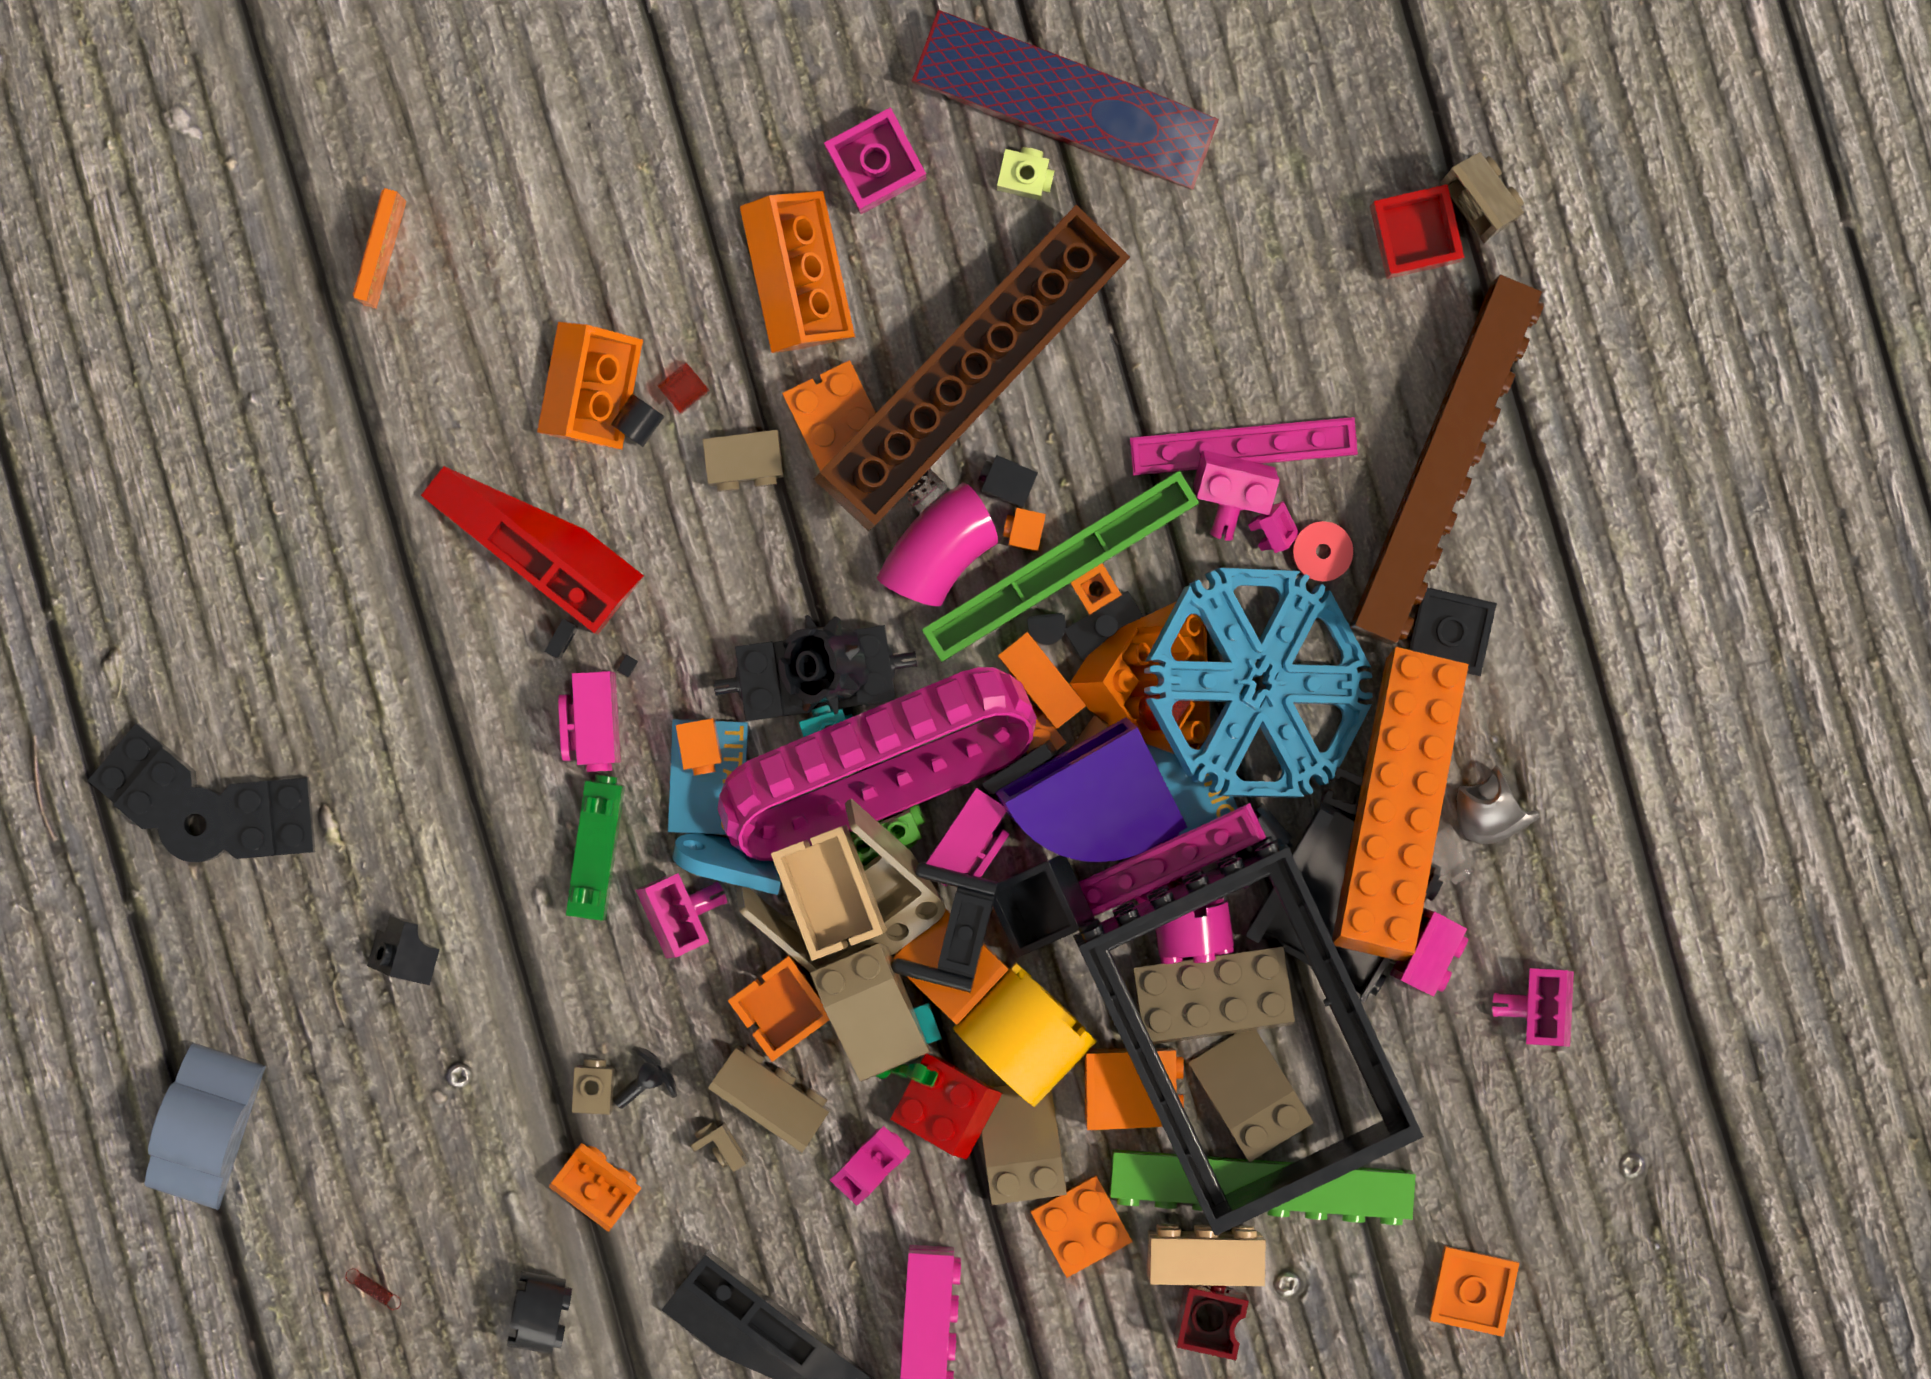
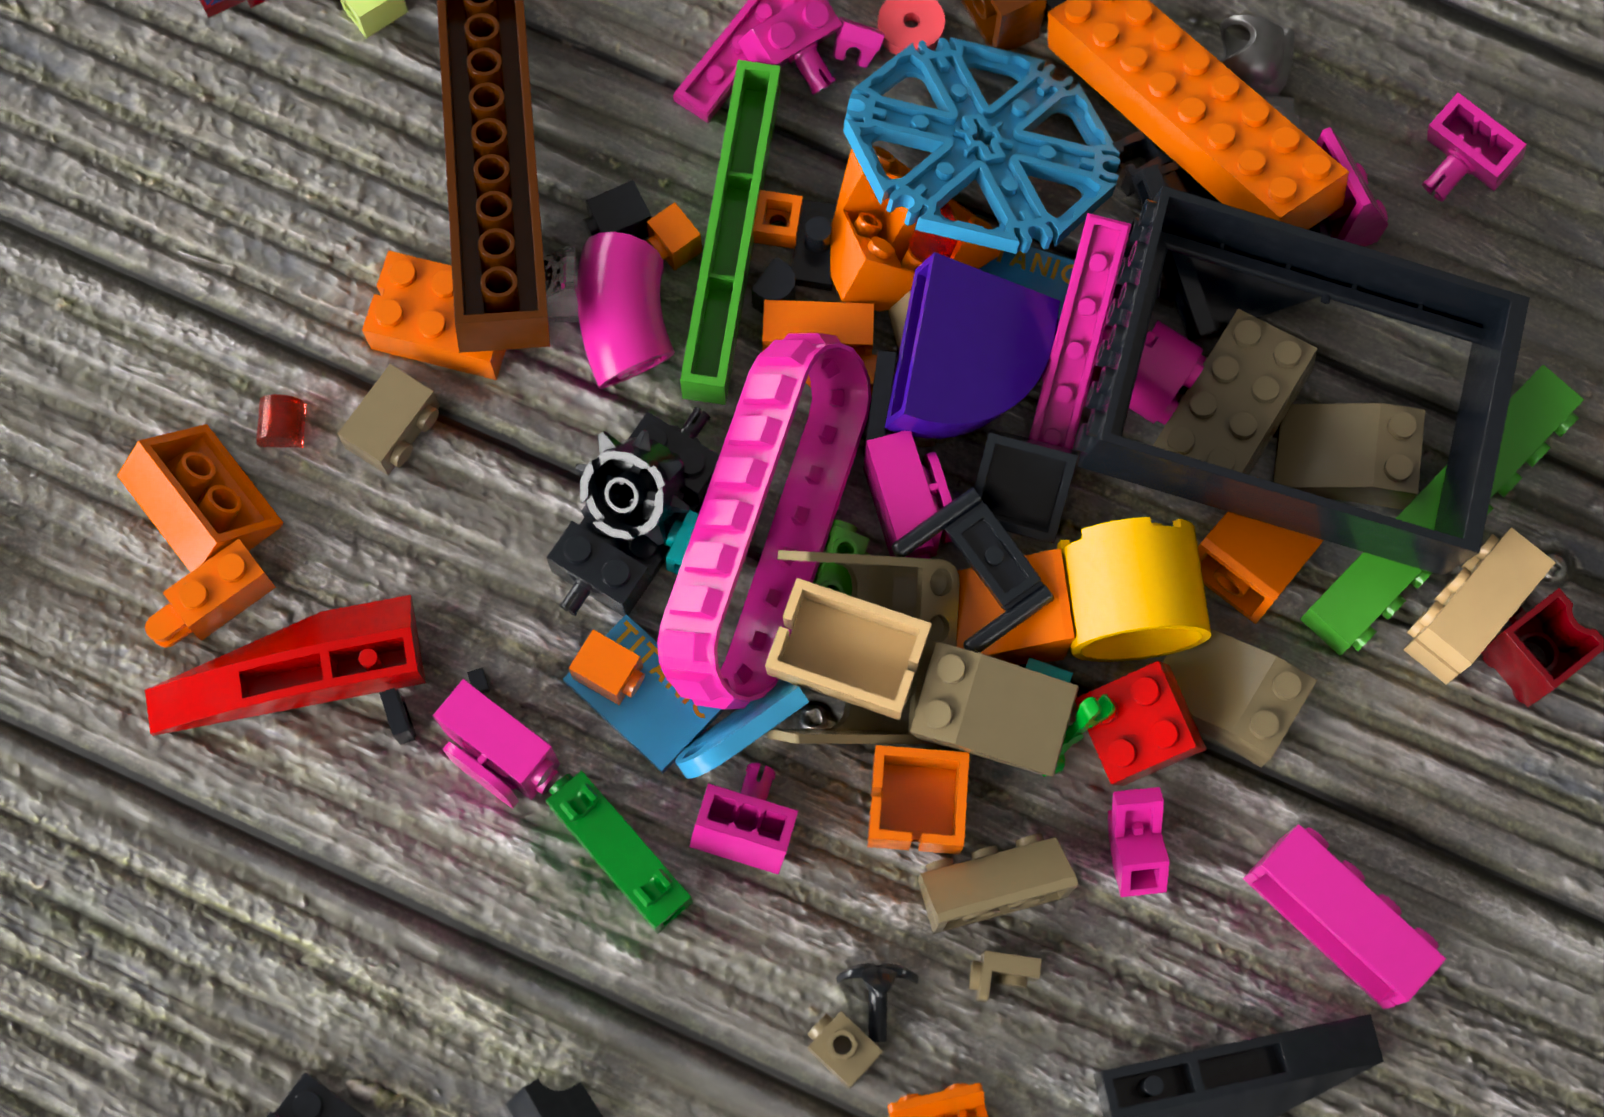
camera: 50 degrees left, 15 degrees down
(534, 453) = (209, 596): none -> orange brick
(637, 420) = (269, 481): black brick -> none
(797, 271) = (271, 243): orange slope -> none
(875, 161) = (243, 98): dark pink brick -> none
(1081, 1226) = (1353, 704): orange plate -> none

